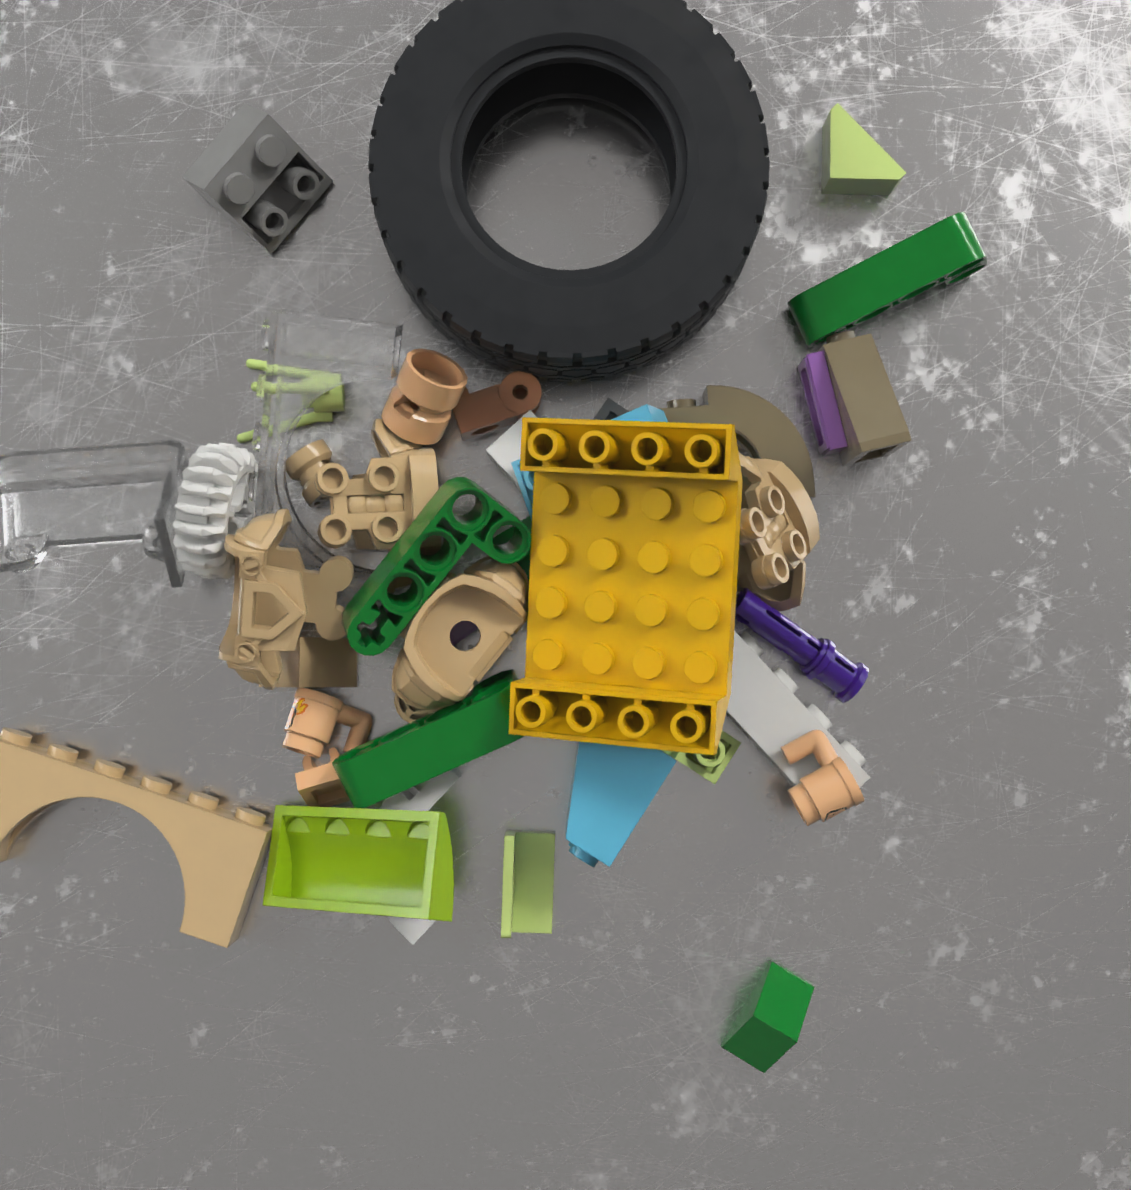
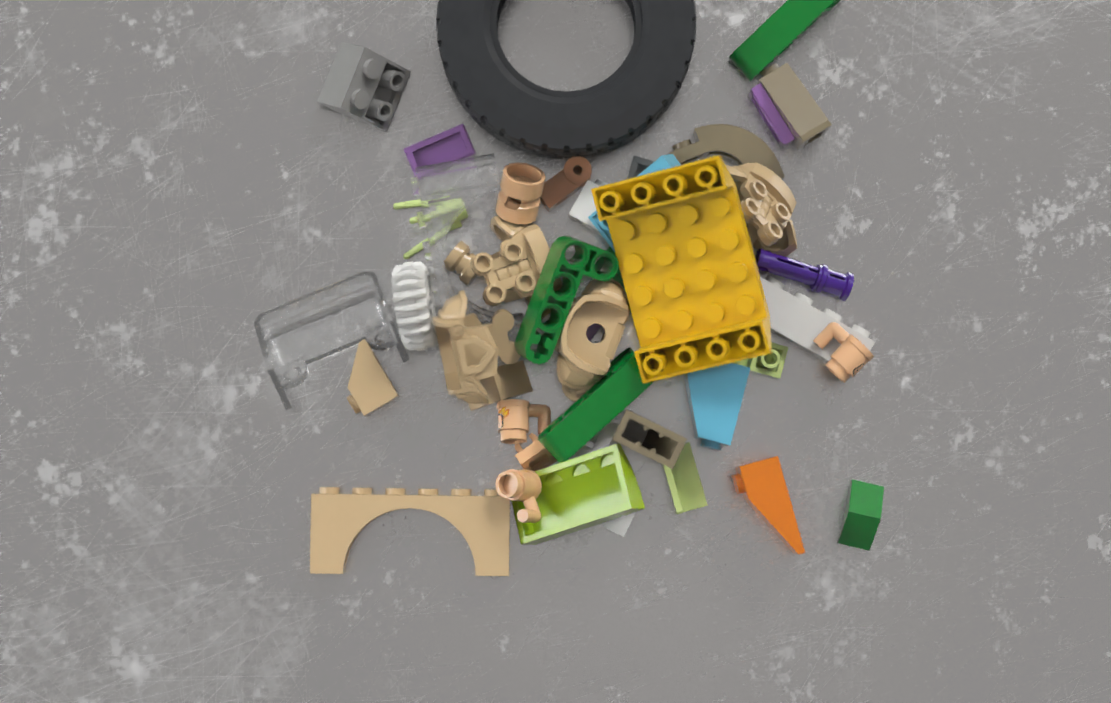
camera: 15 degrees left, 0 degrees up
(124, 599) = (369, 382): none -> tan slope
(284, 823) = (523, 487): none -> light nougat piece
(348, 298) = (440, 148): none -> medium lavender tile
(492, 816) = (649, 438): none -> dark tan slope
(642, 947) = (767, 494): none -> orange slope

